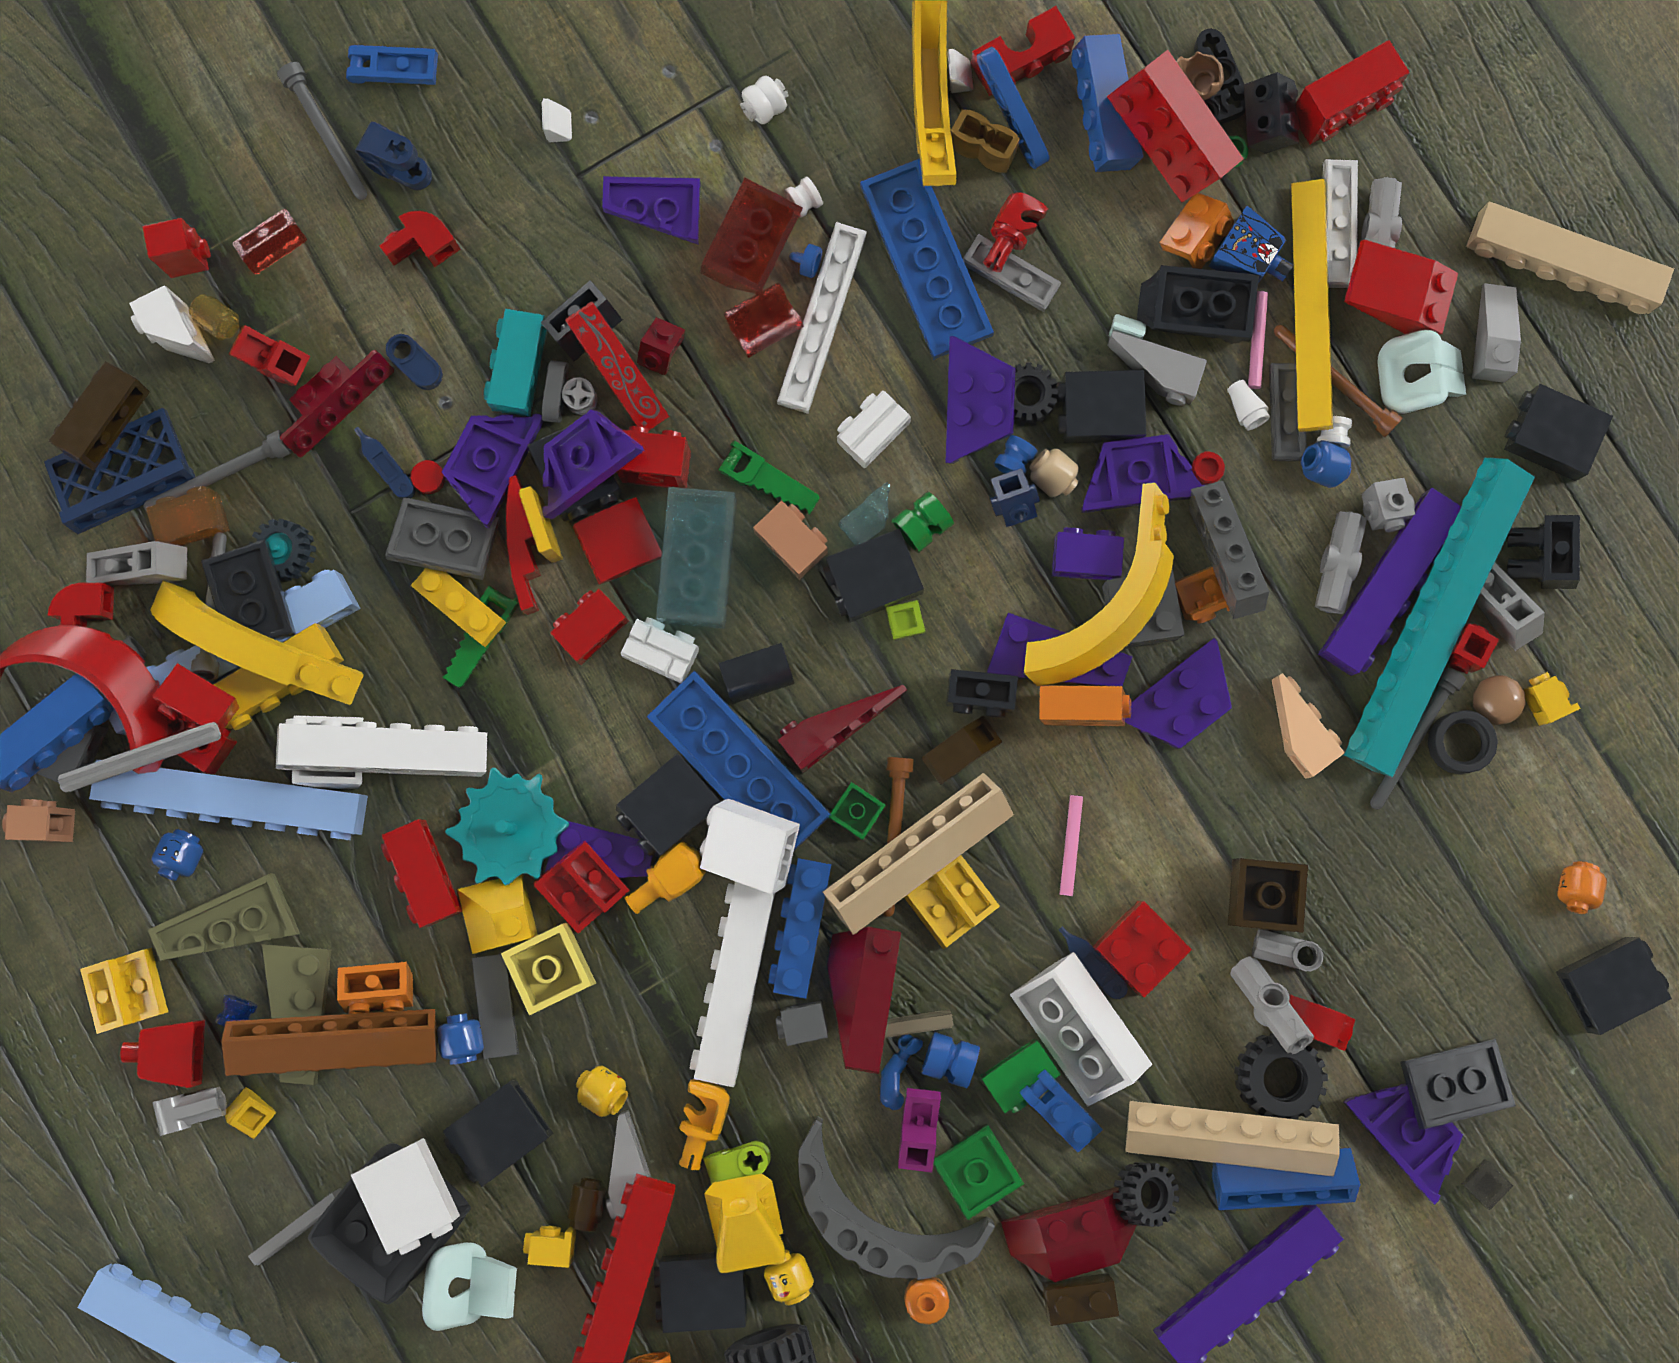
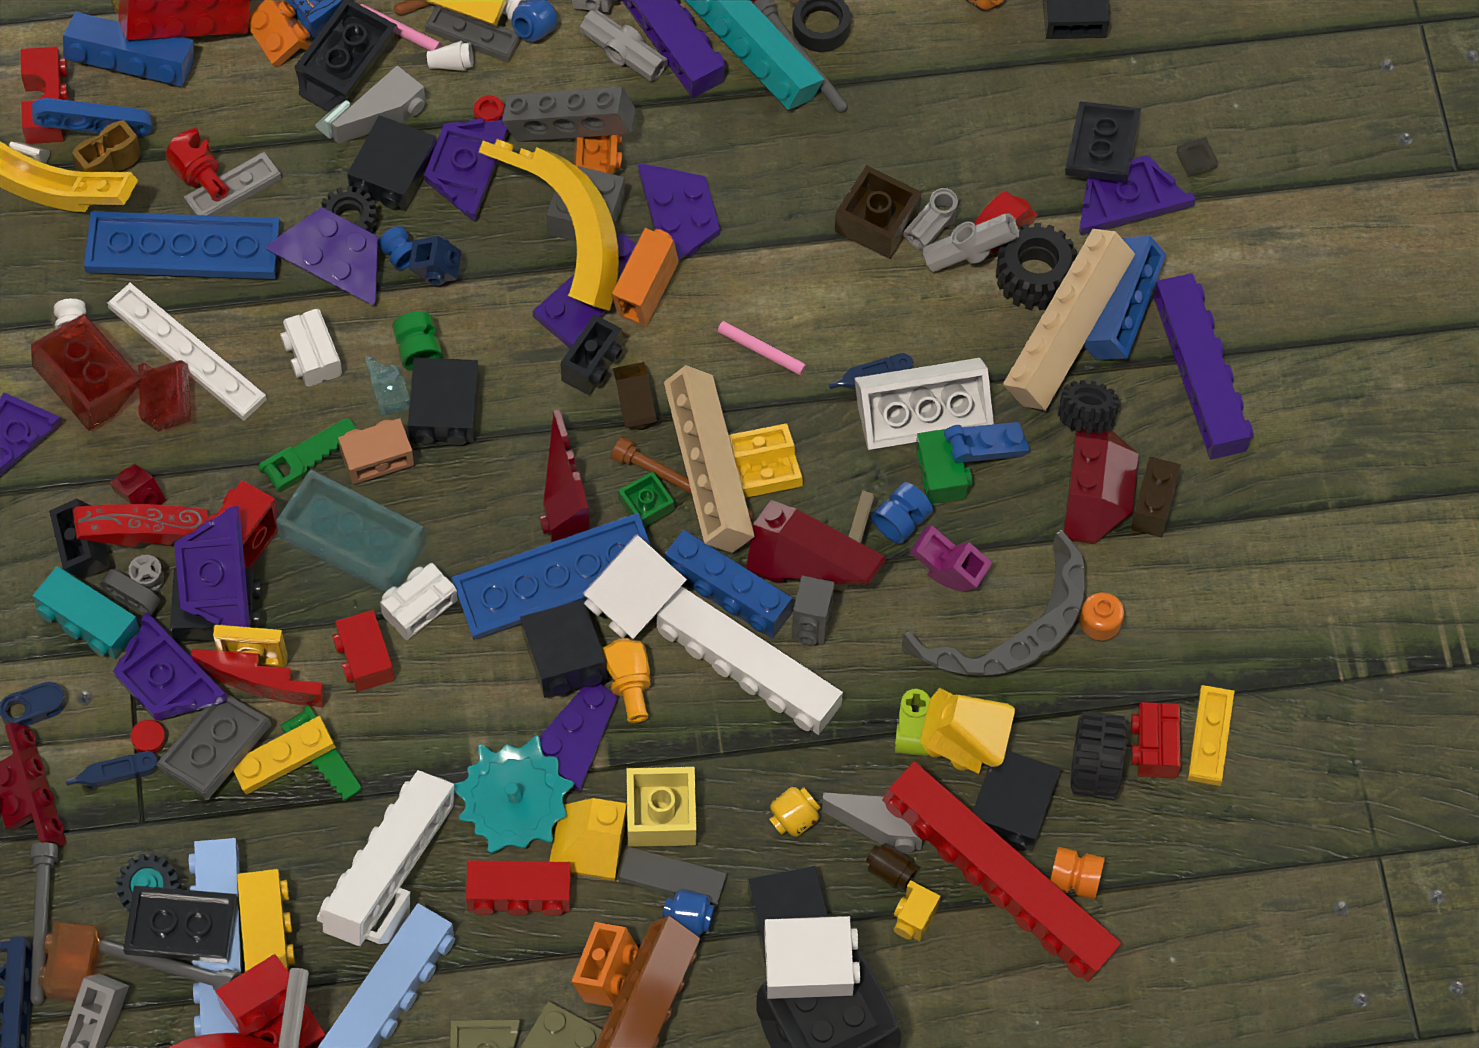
camera: 70 degrees left, 20 degrees down
(215, 633) = (217, 937): yellow arch -> none
(489, 1291) = (932, 981): light aqua piece -> none
(581, 886) = (598, 752): red slope -> none
(617, 540) = (297, 597): red slope -> none
(703, 1124) = (863, 729): light orange piece -> none
(756, 673) = (480, 530): black brick -> none
(789, 1279) = (1034, 721): yellow head -> none
(809, 260) = (130, 336): blue tile -> none
(890, 1074) = (893, 570): blue arm -> none
(905, 620) = (495, 396): lime tile -> none
(977, 1172) = (1011, 537): green tile -> none
(1054, 472) = (429, 221): tan head -> none
(1088, 554) = (516, 226): dark purple brick -> none
(1141, 948) = (876, 324): red brick -> none
(1303, 735) = (755, 131): light nougat slope -> none

